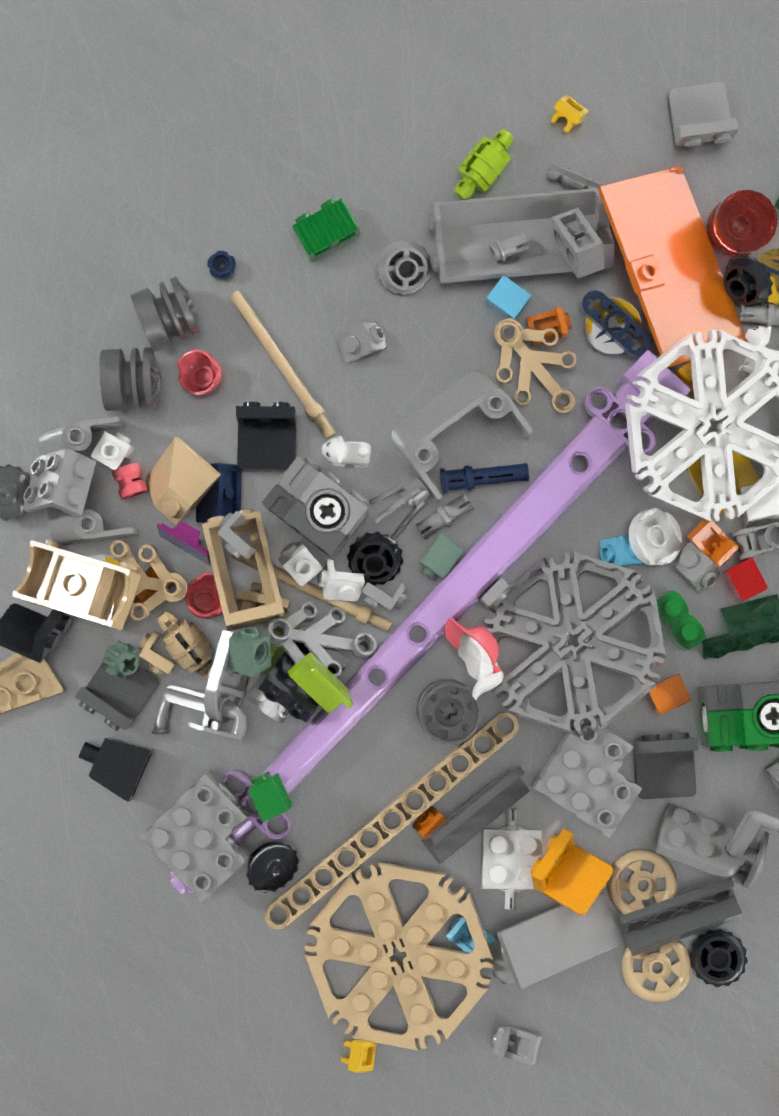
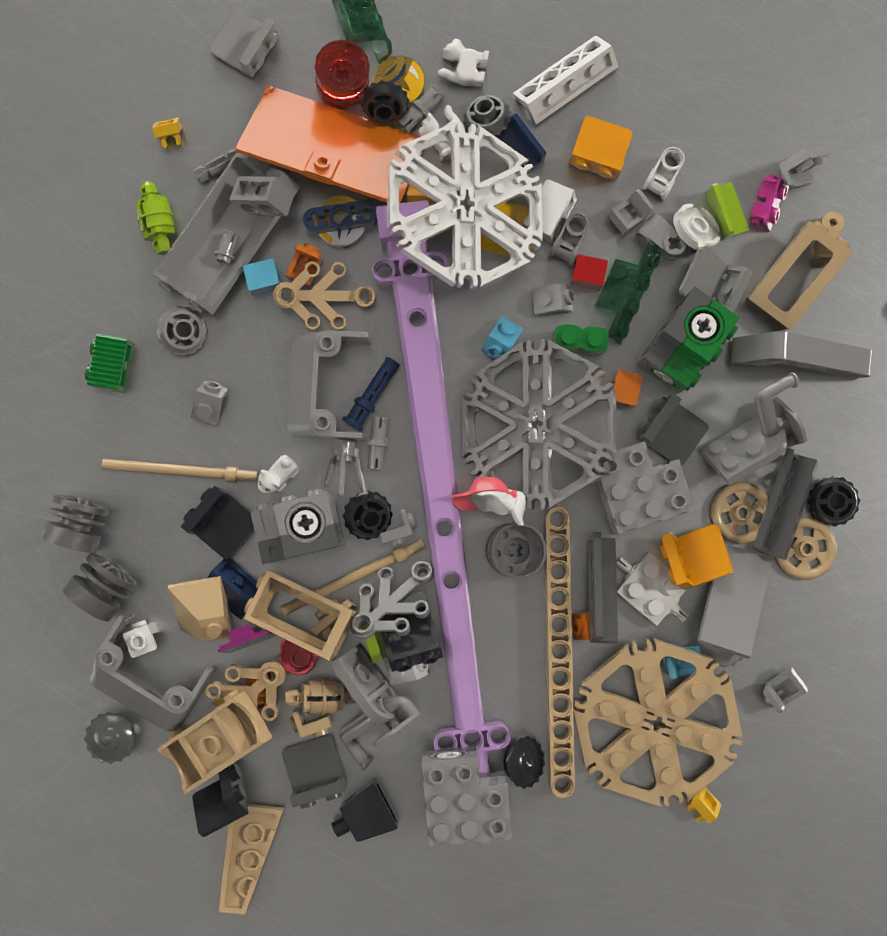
camera: 55 degrees left, 0 degrees up
(59, 482) = (132, 695): light grey bracket -> none
(121, 659) = (293, 752): sand green gear -> none
(129, 481) = (173, 643): coral wheel -> none
(199, 372) = (136, 533): coral hair -> none
(216, 259) = (68, 456): dark blue plate -> none
(236, 544) = (277, 606): light grey bracket -> none
(250, 651) = (361, 657): sand green brick -> none
(269, 795) = (474, 726): green brick -> none
(299, 563) = (328, 570): white bracket -> none
(320, 683) = (424, 625): lime panel -> none
(340, 585) = (366, 554): white bracket -> none
(440, 558) = (404, 469): sand green brick -> none
(495, 594) = (460, 451): light grey plate -> none
(655, 537) = (509, 309): white tile -> none
(712, 542) = (545, 273): orange bracket -> none

